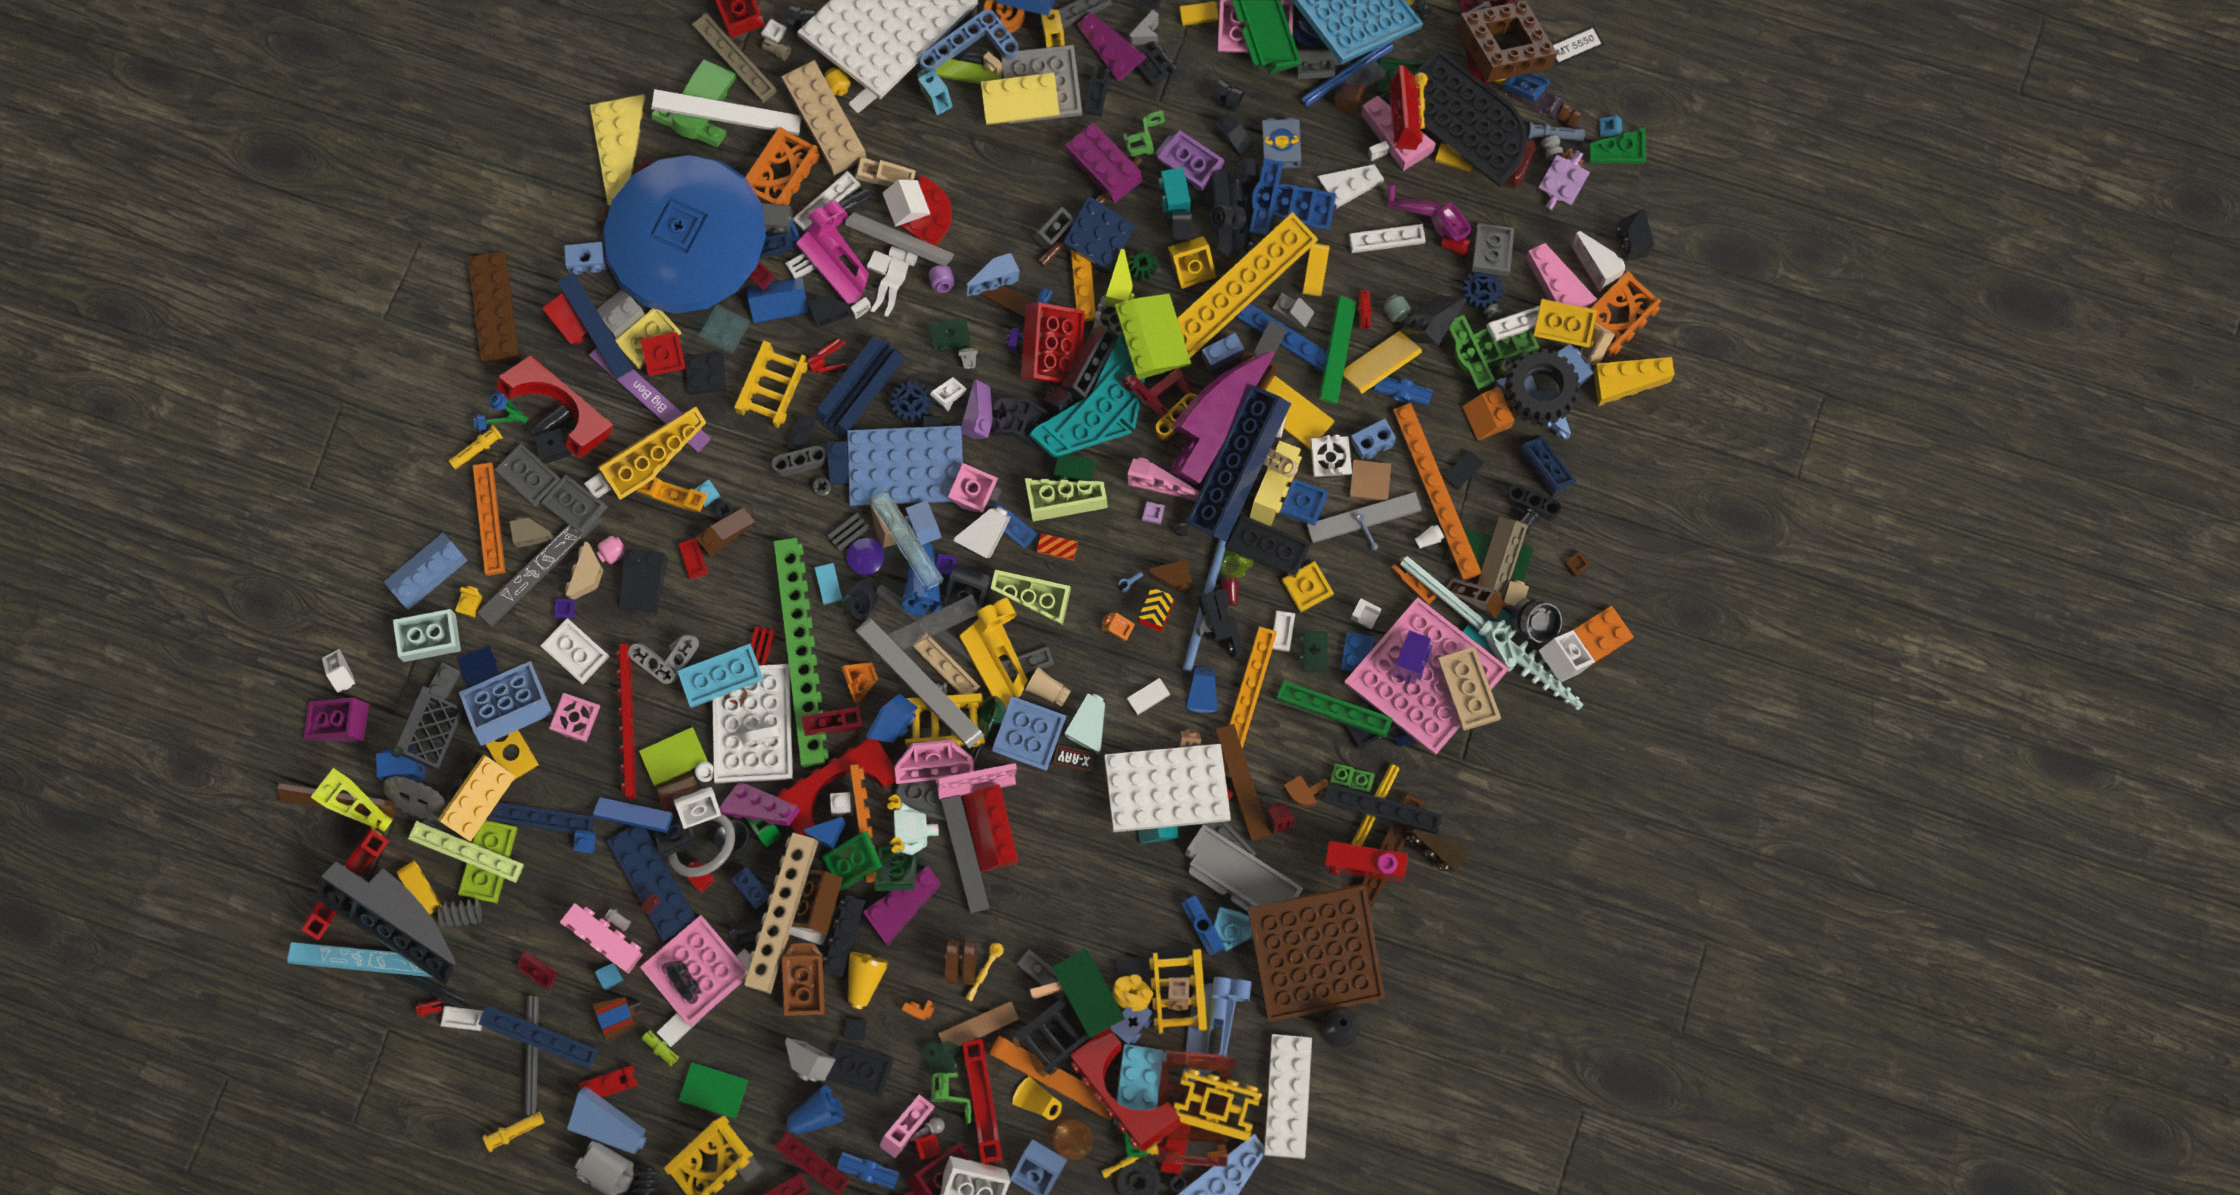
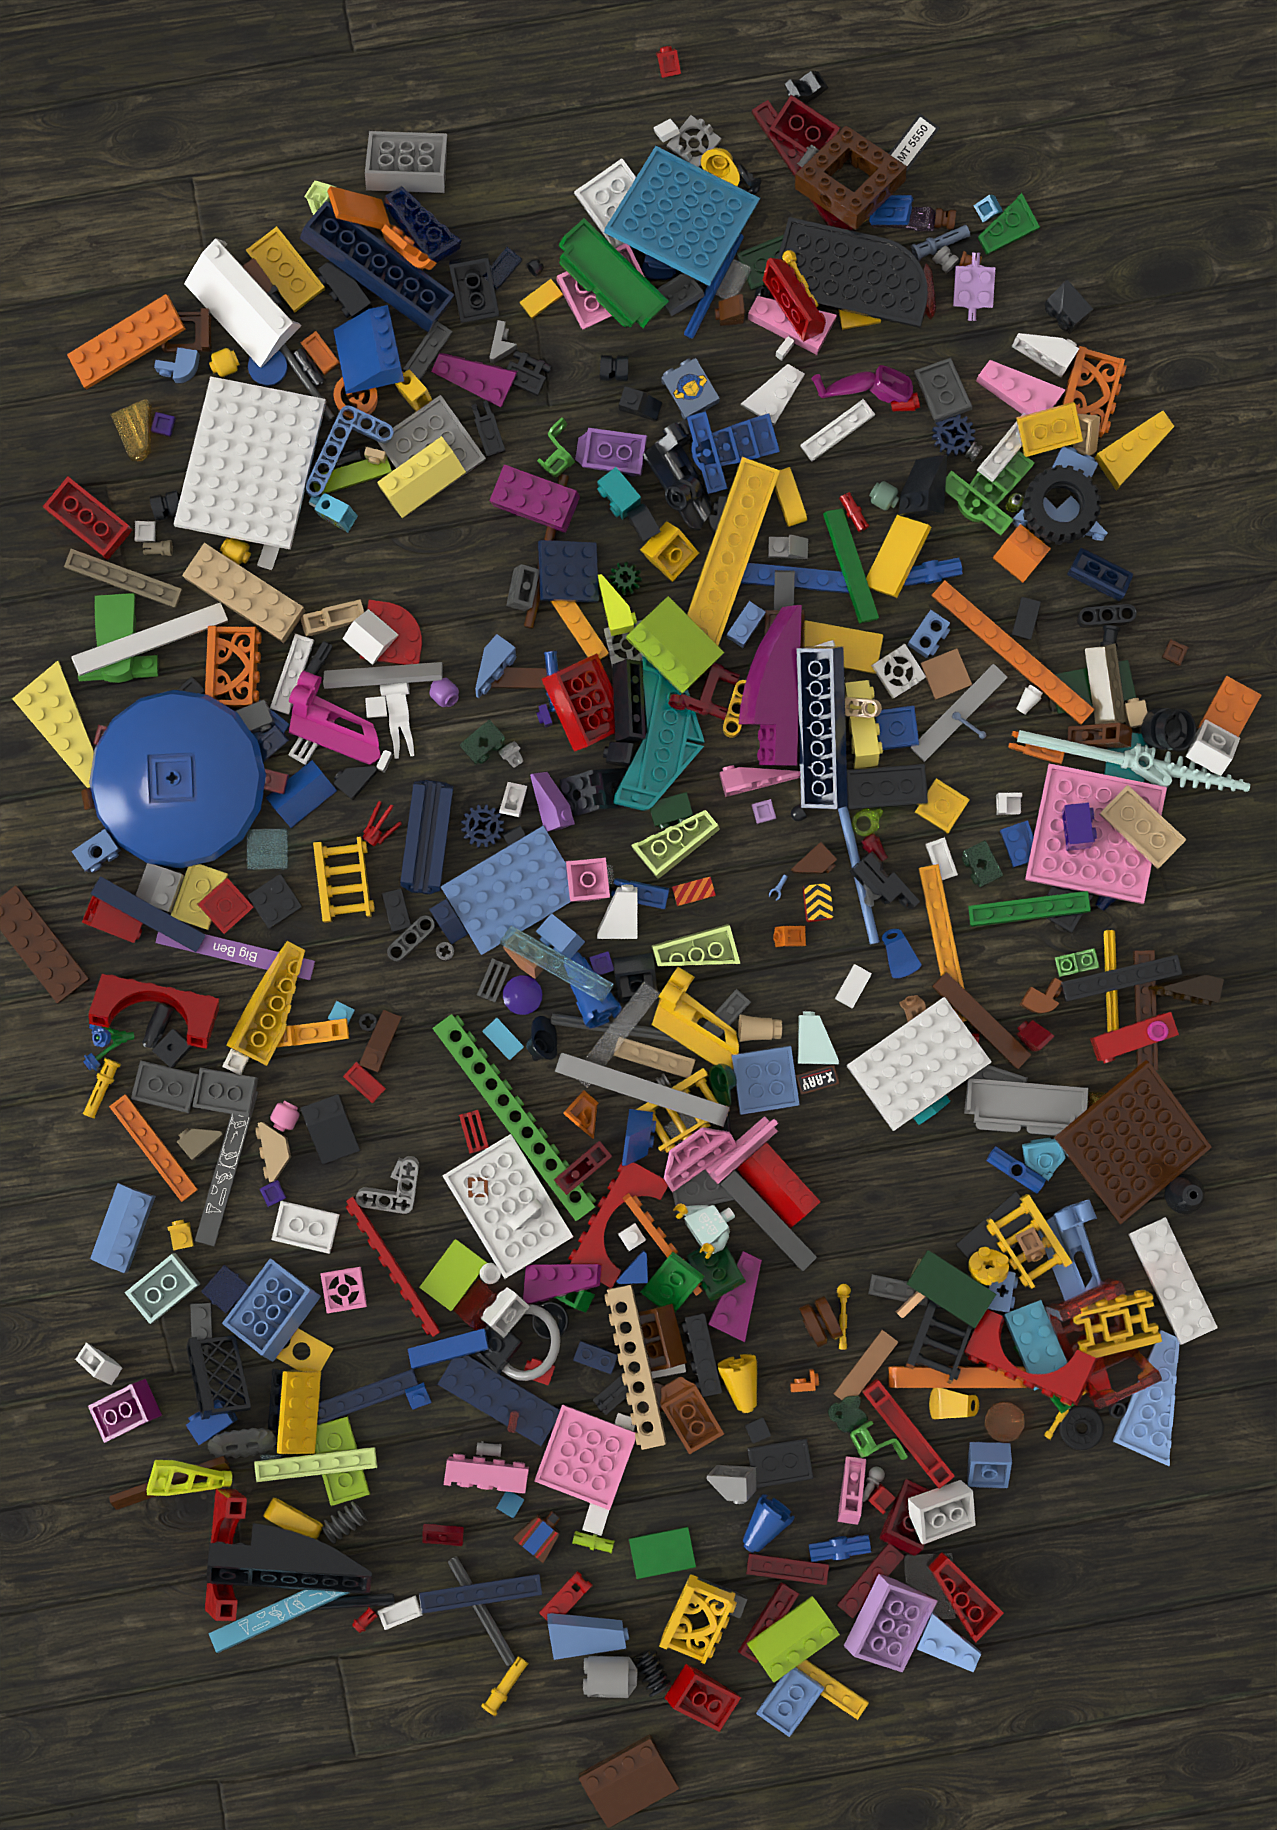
camera: 30 degrees left, 10 degrees up
(679, 972) = (575, 1467): black hinge -> none
(720, 675) = (455, 1179): medium azure plate -> none

